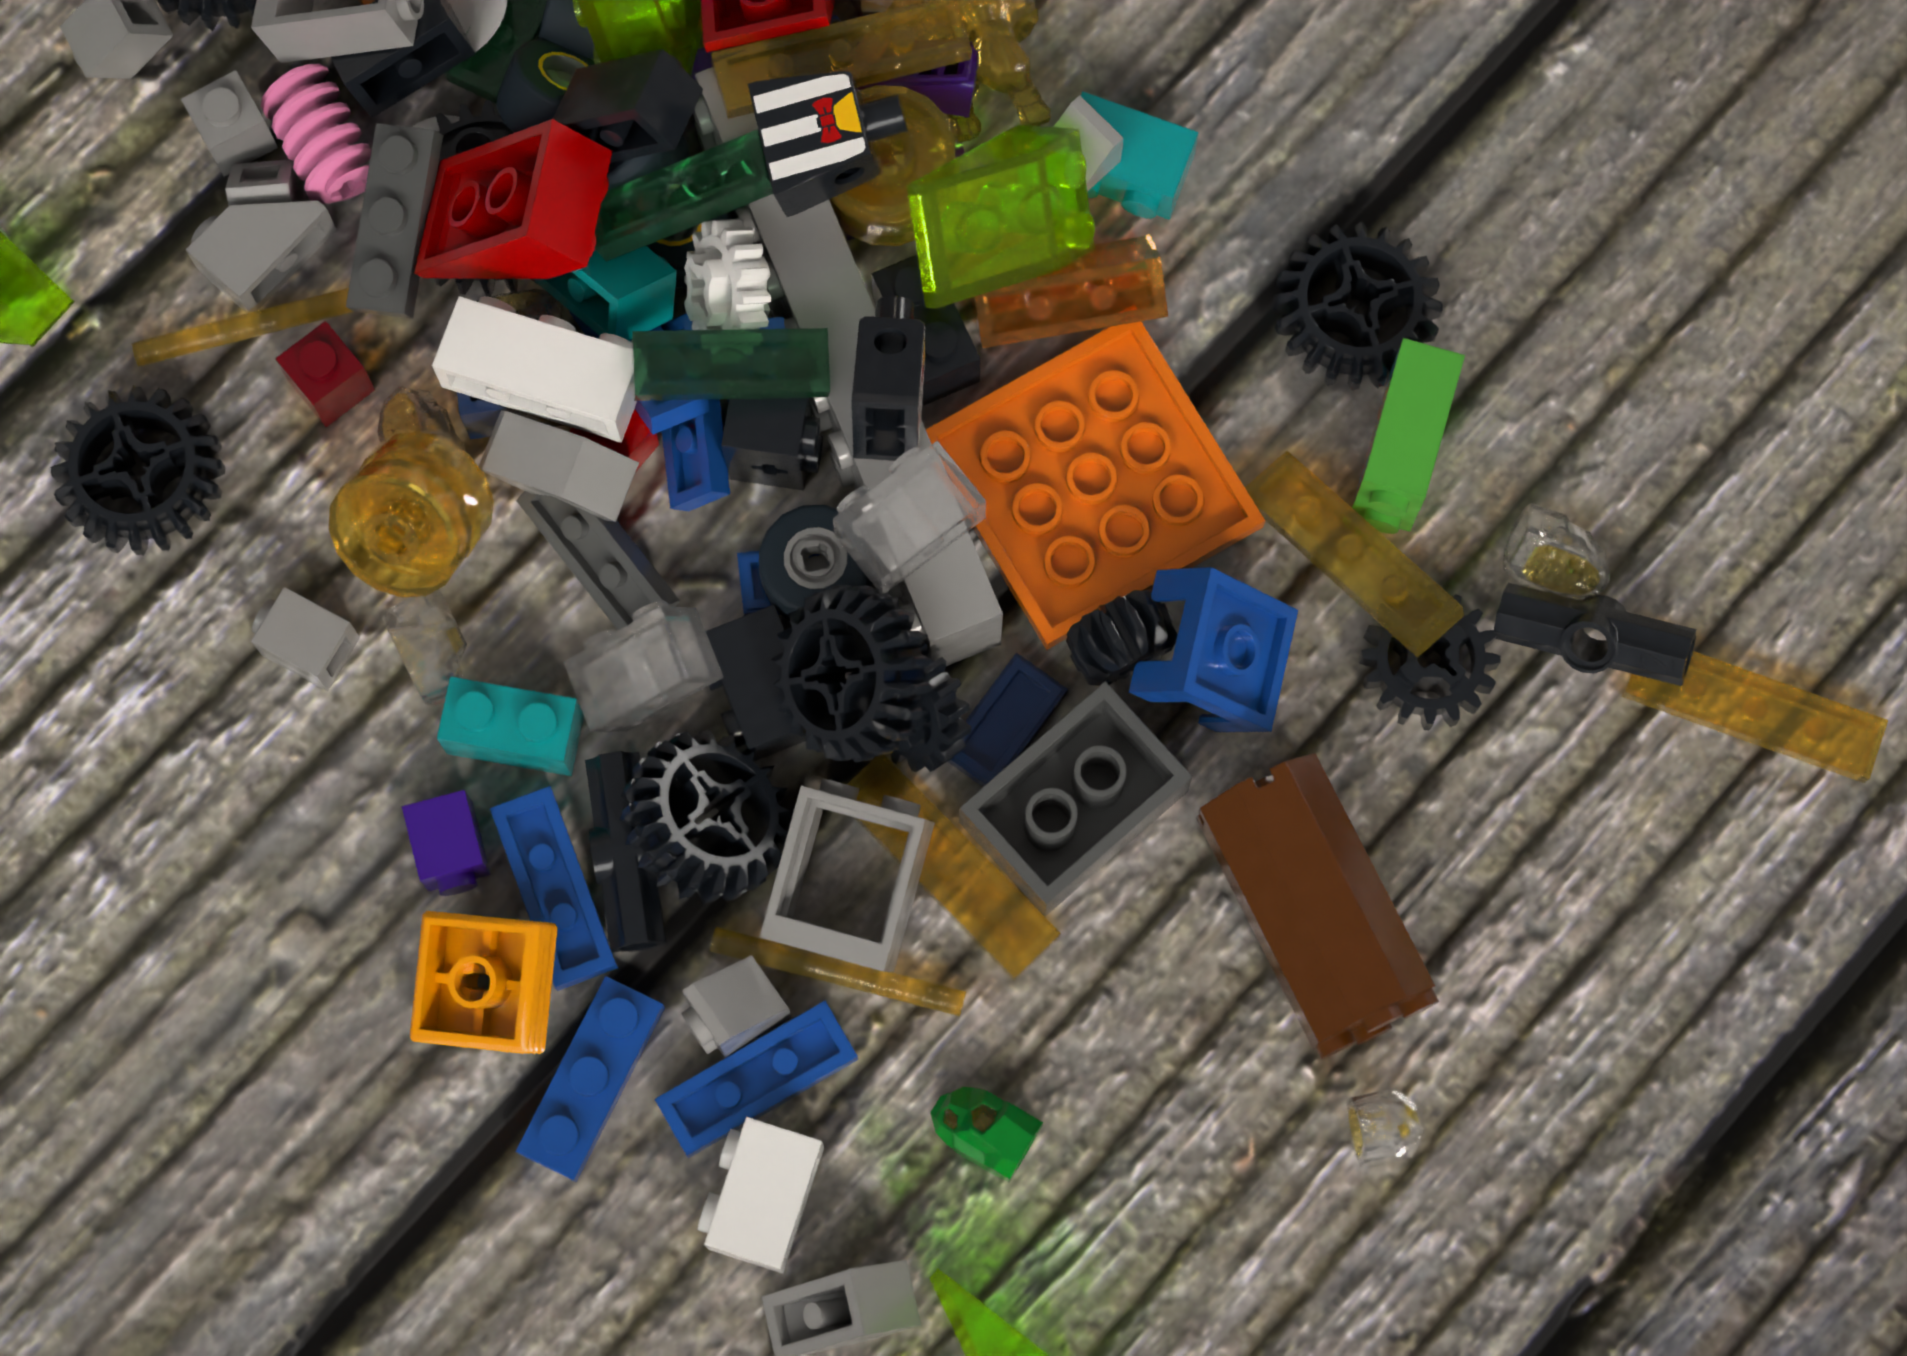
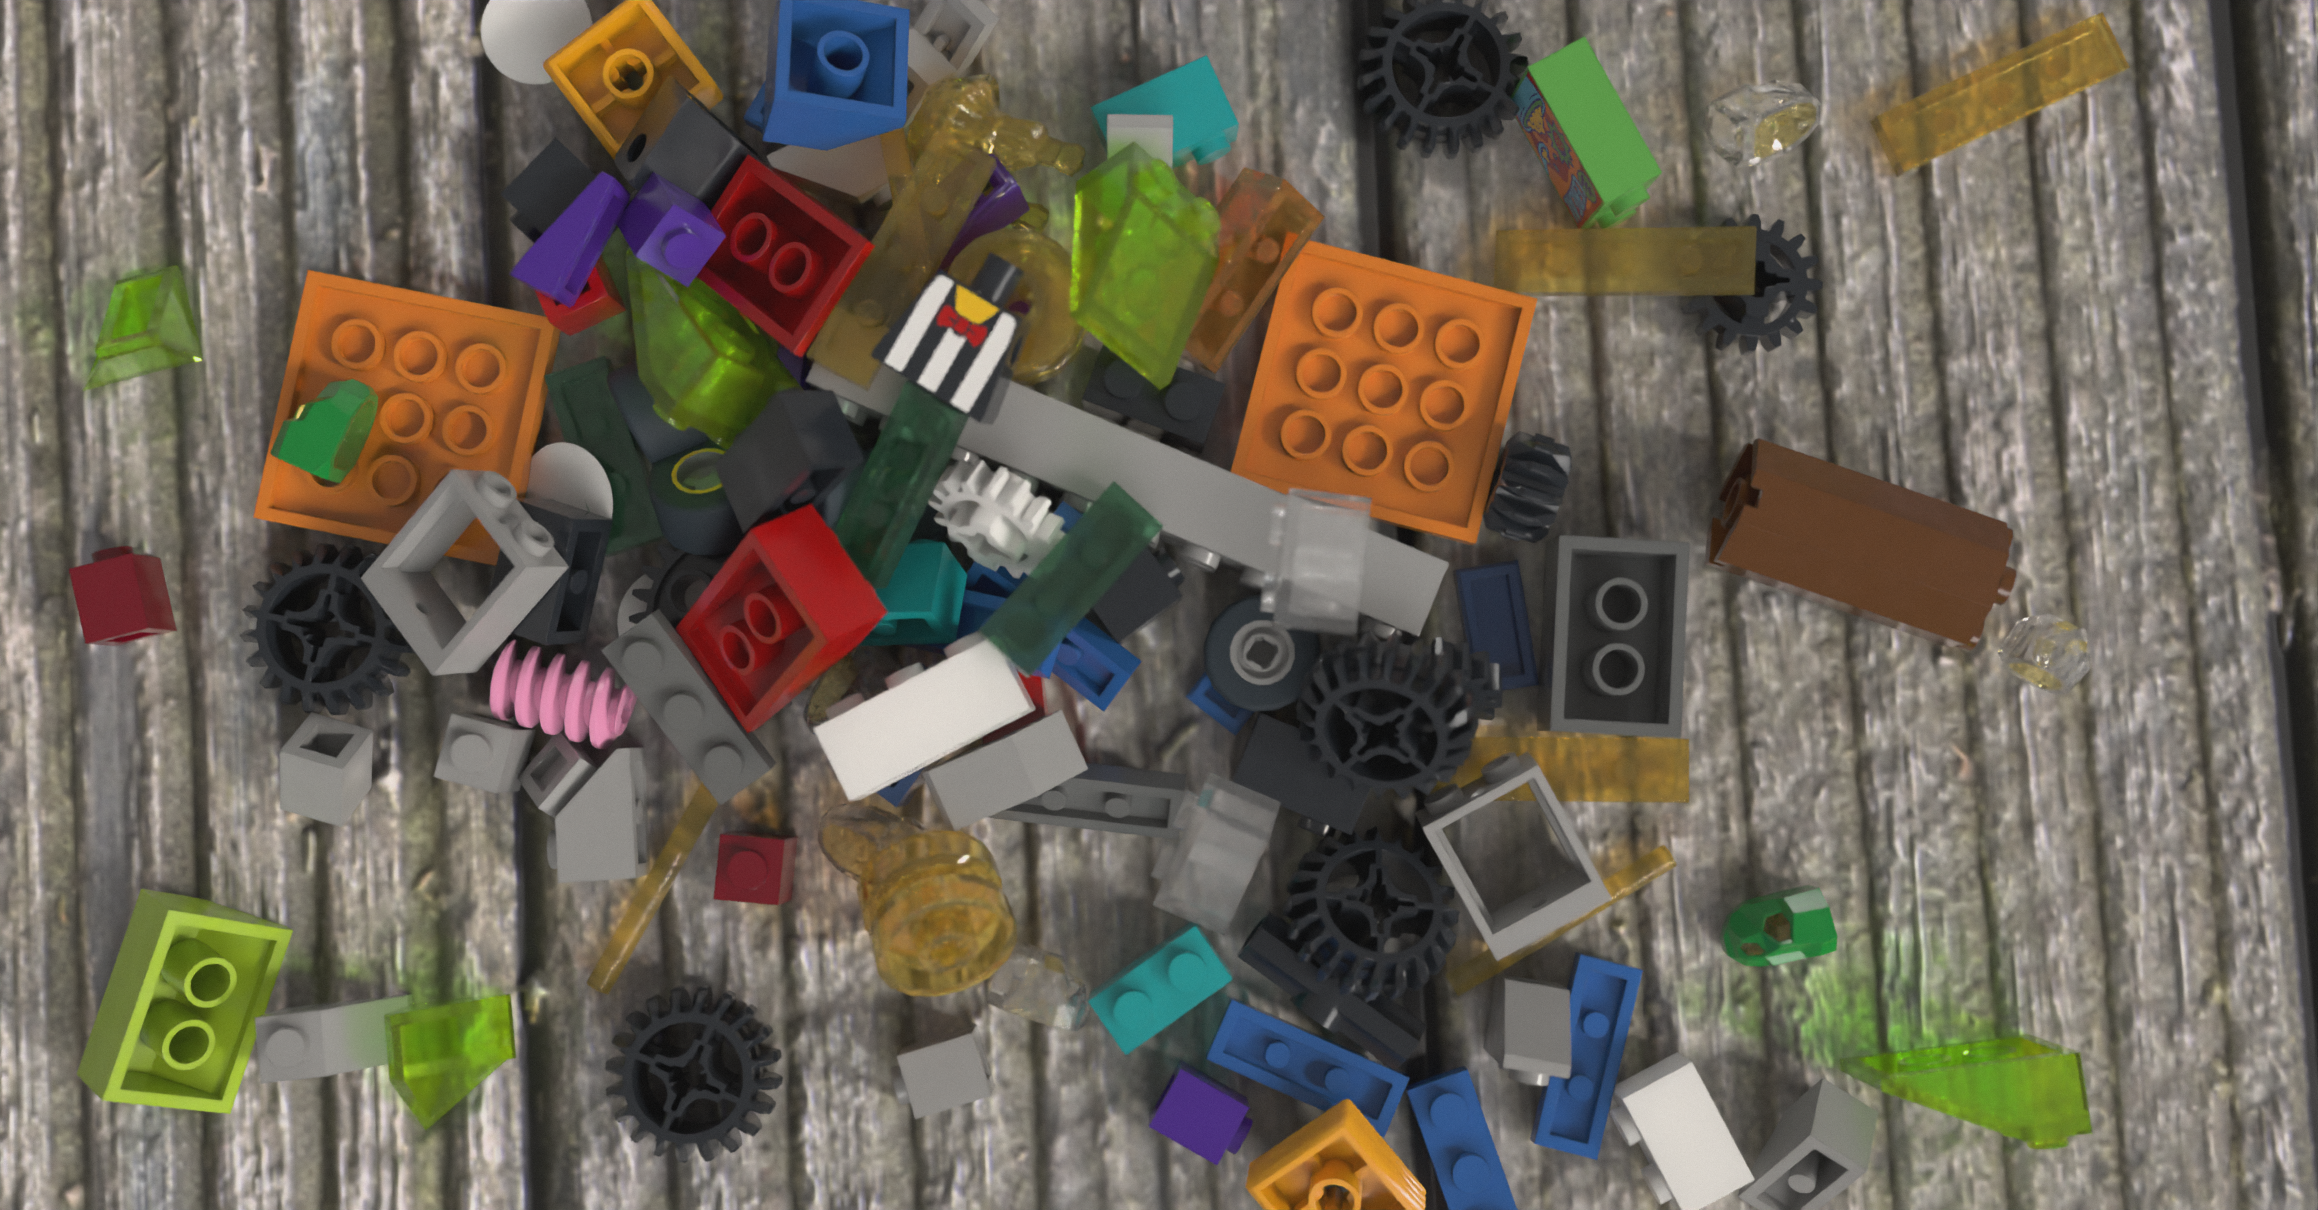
camera: 45 degrees left, 10 degrees up
(888, 381) = (1219, 491): black torso -> none
(1225, 653) = (1621, 424): blue panel -> none
(1631, 644) = (1853, 150): black piece -> none

